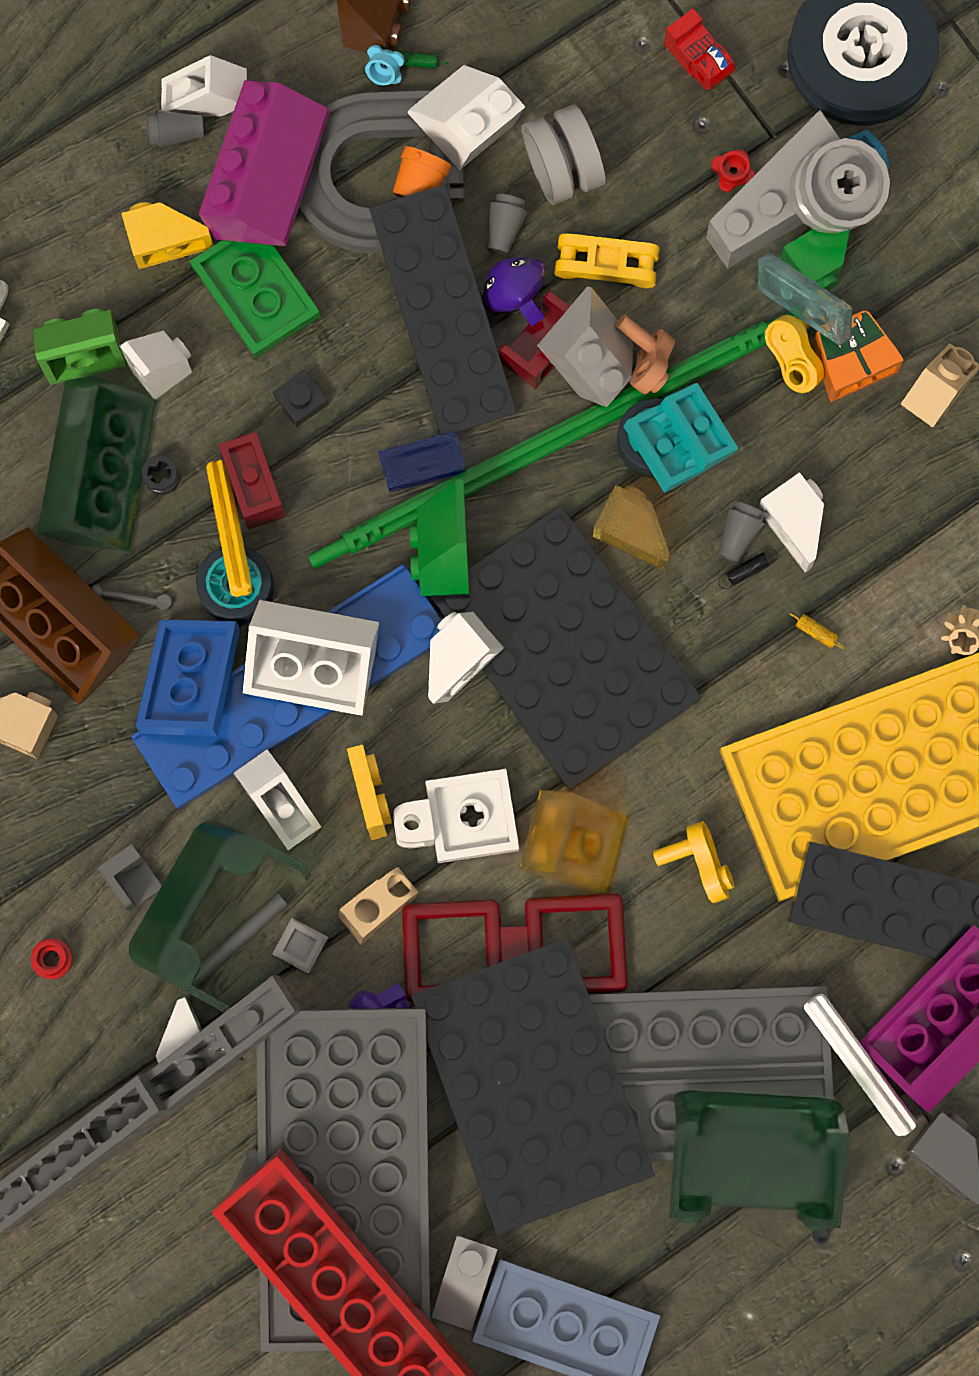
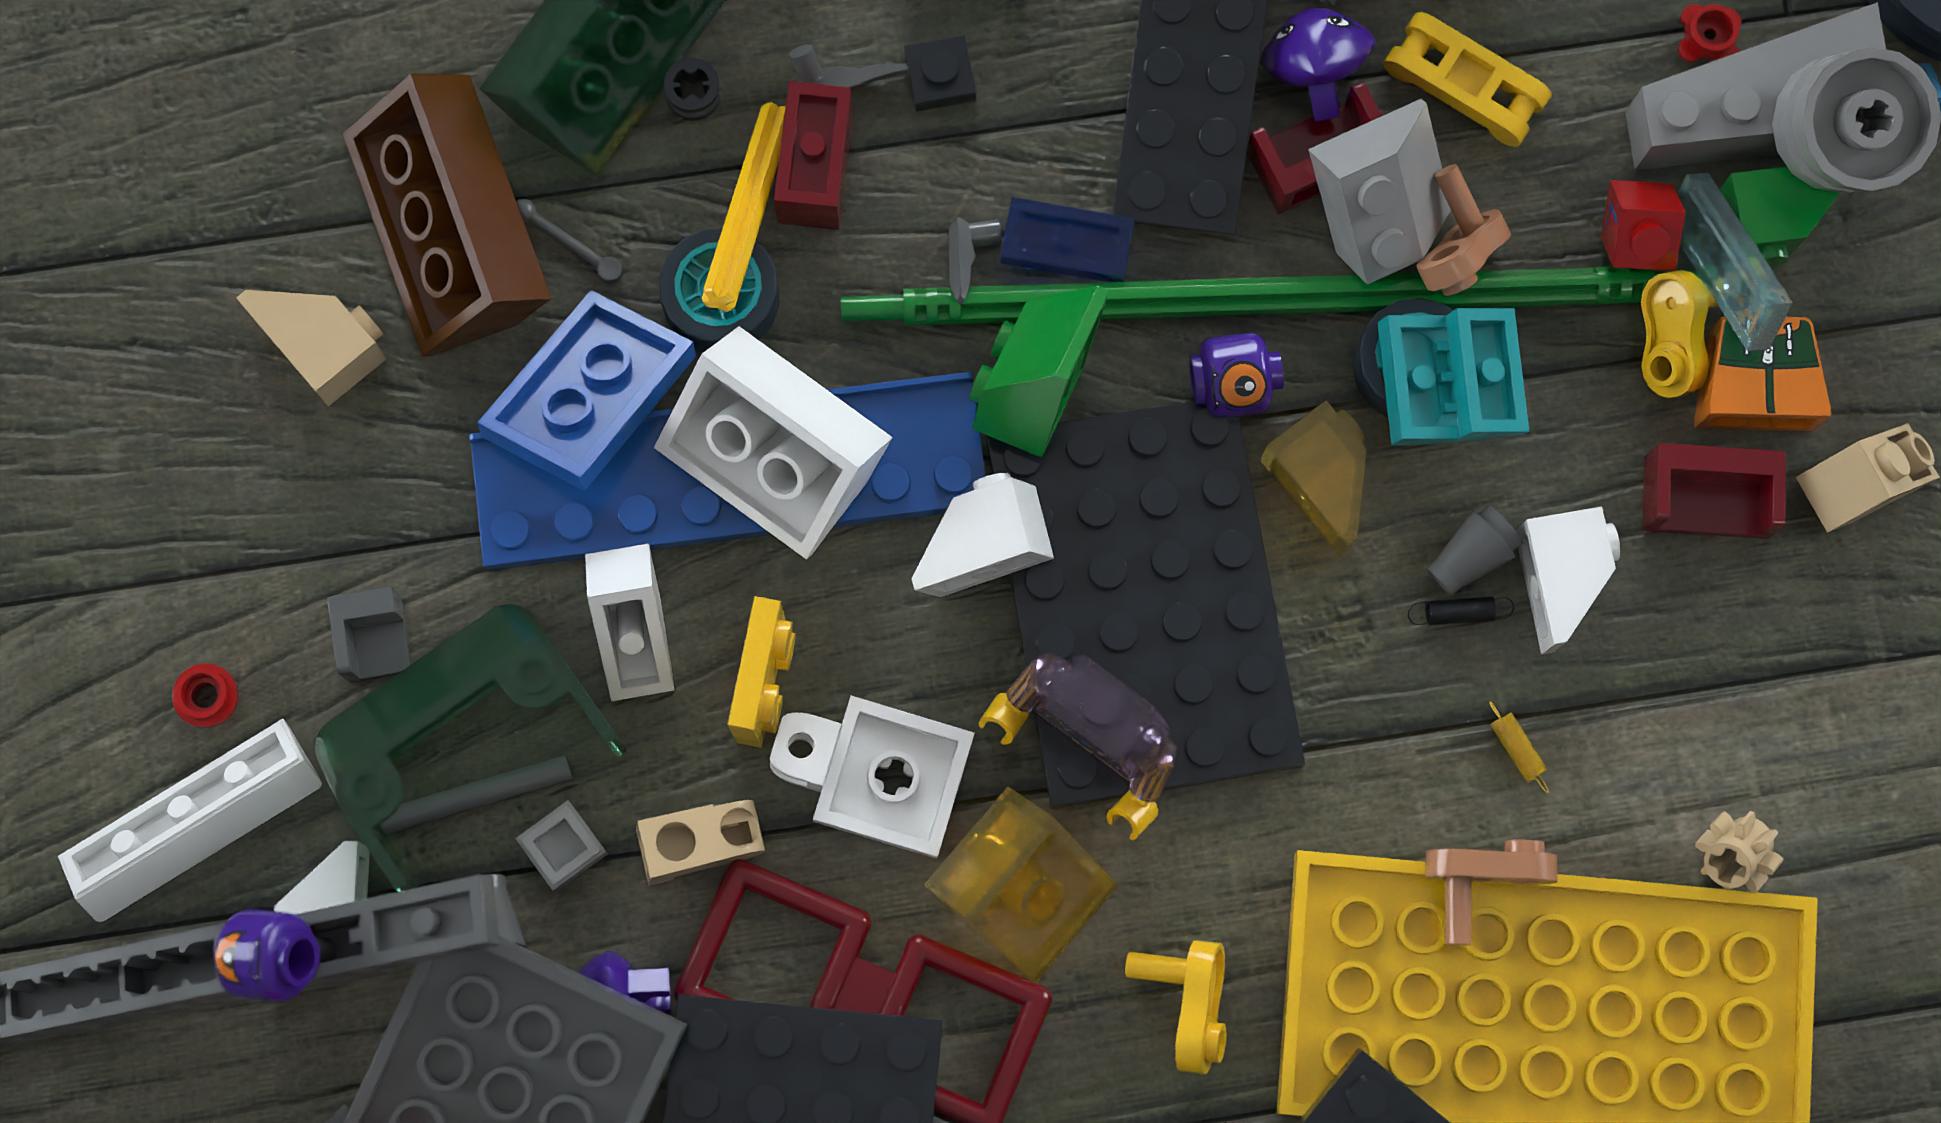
camera: 20 degrees right, 0 degrees up
(78, 1034) = (189, 822): none -> white slope
(171, 1080) = (265, 955): none -> dark purple head
(241, 428) = (810, 71): none -> dark grey bar
(361, 491) = (962, 240): none -> dark grey bar
(556, 494) = (1235, 375): none -> dark purple head
(574, 725) = (1100, 717): none -> clear purple torso
(747, 299) = (1643, 225): none -> red brick
(847, 696) = (1518, 864): none -> nougat piece
(858, 433) = (1714, 491): none -> dark red panel

